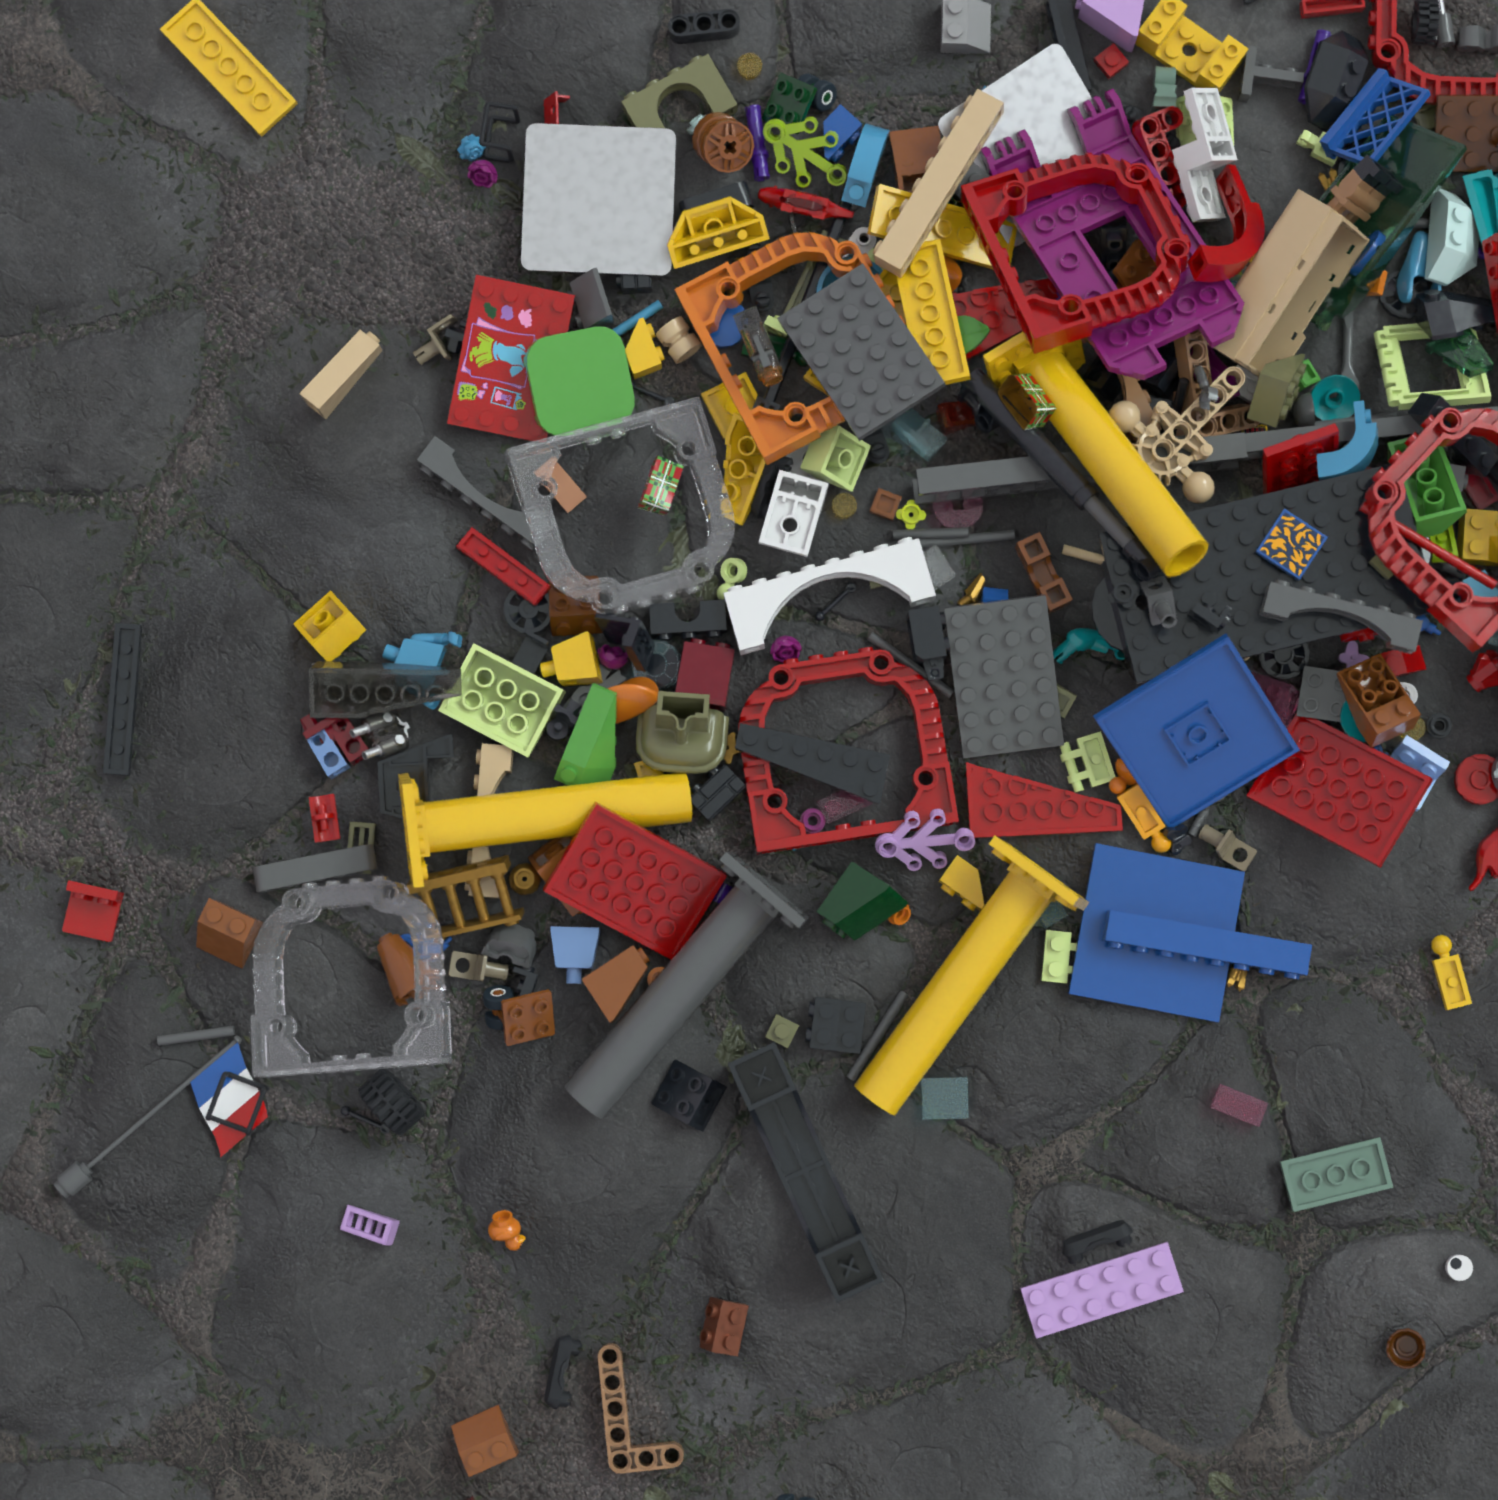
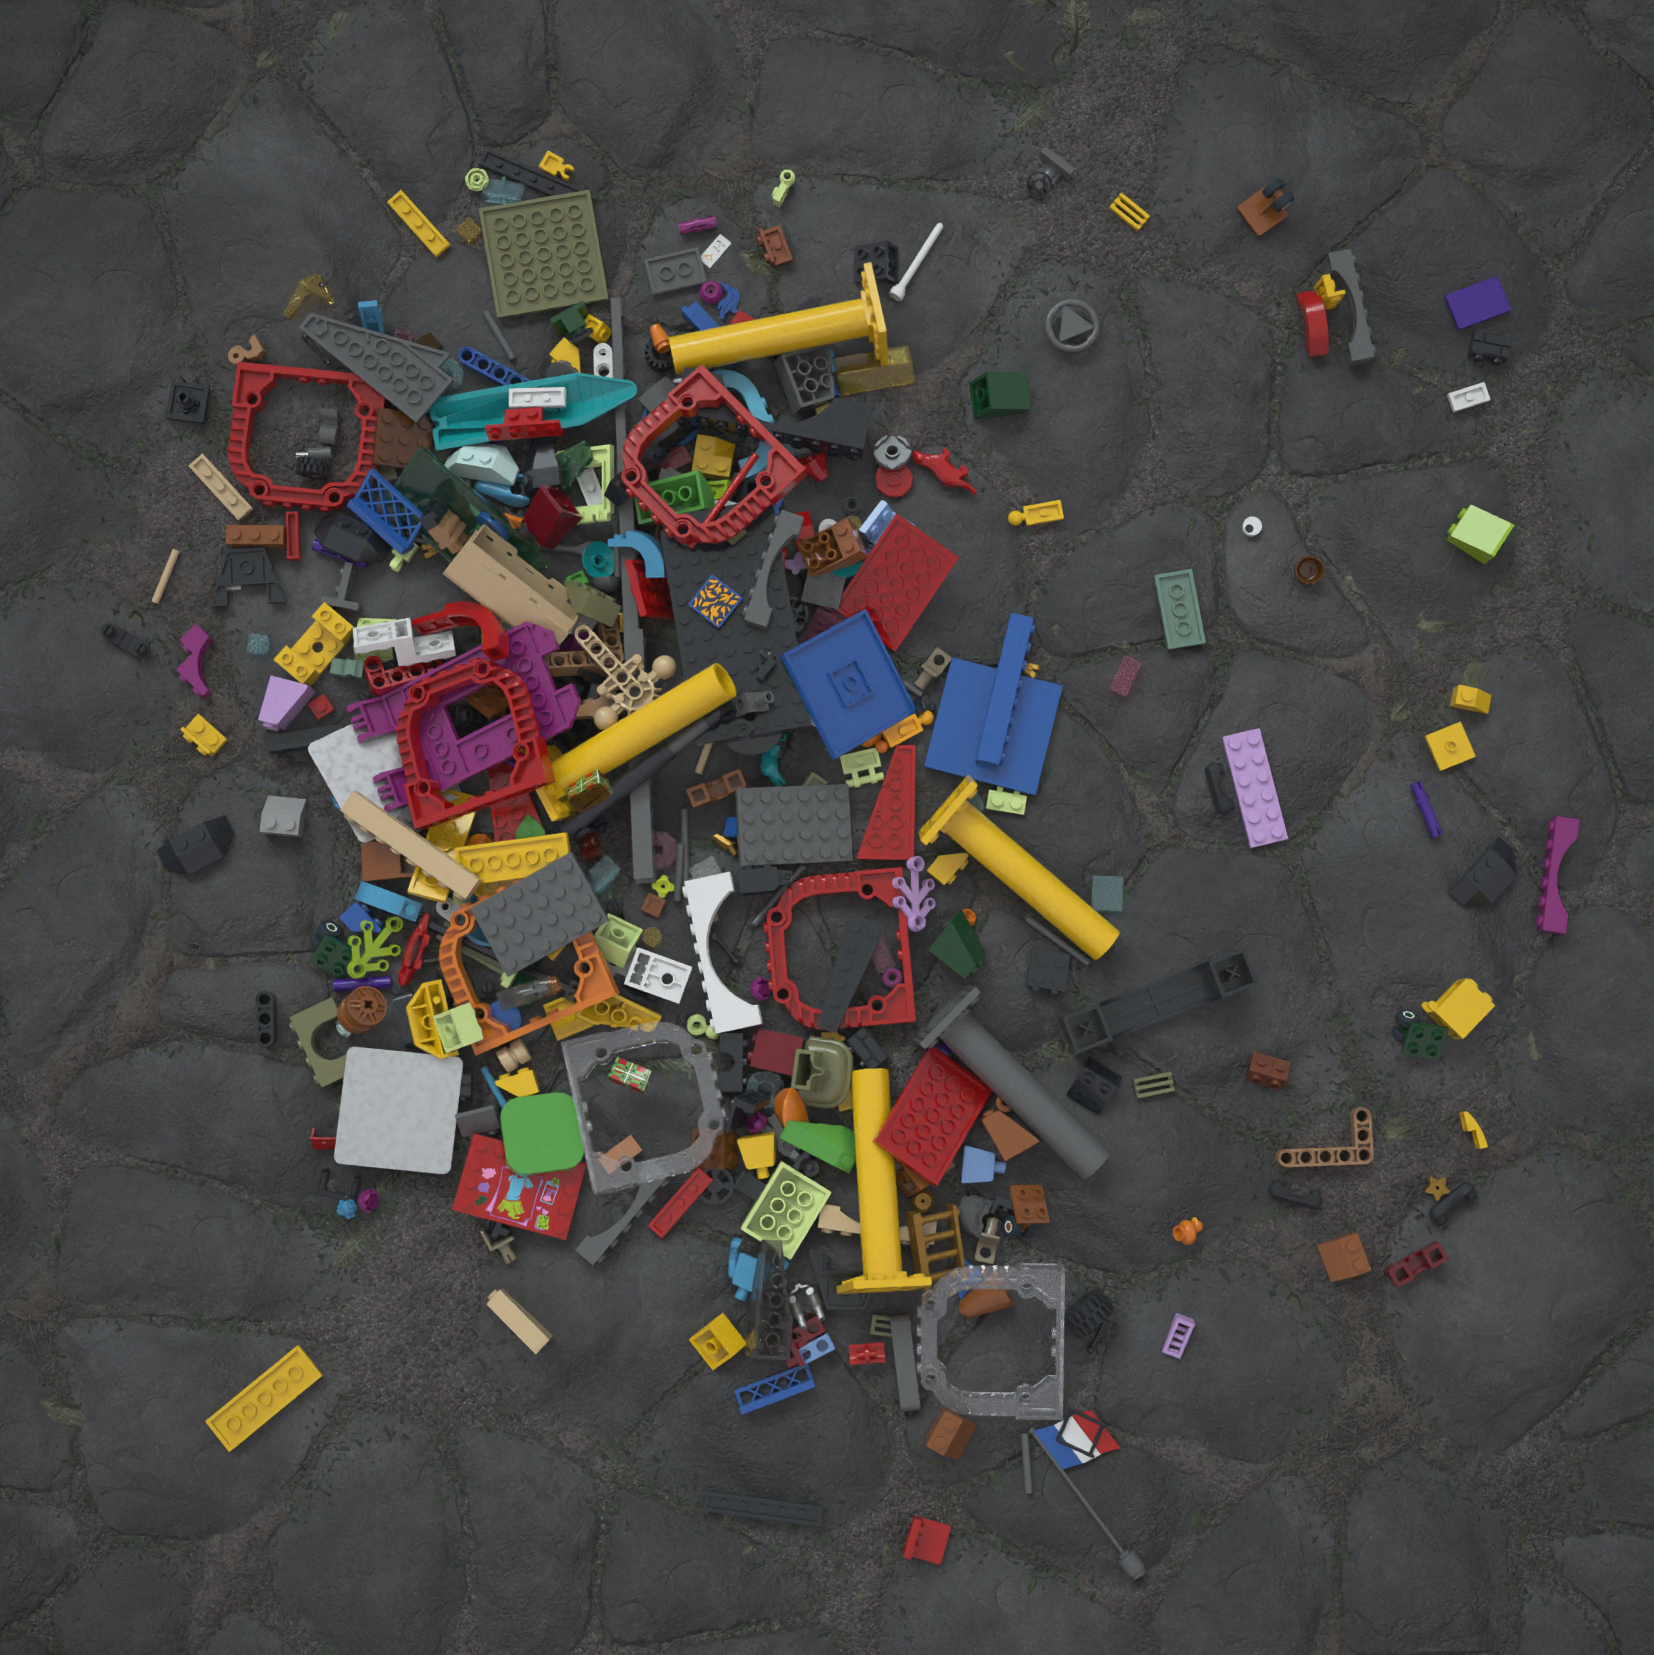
camera: 90 degrees left, 0 degrees up
(265, 708) = (775, 1396): none -> blue fence
(701, 1196) = (1169, 1081): none -> olive tile
(708, 263) = (458, 1027): none -> yellowish green slope
(749, 66) = (300, 985): clear yellow tile -> none
(782, 1031) = (1049, 1012): olive plate -> none
(1208, 393) = (595, 654): dark grey piece -> none
(1388, 330) = (551, 516): none -> dark red slope
(1433, 379) = (590, 487): none -> white plate

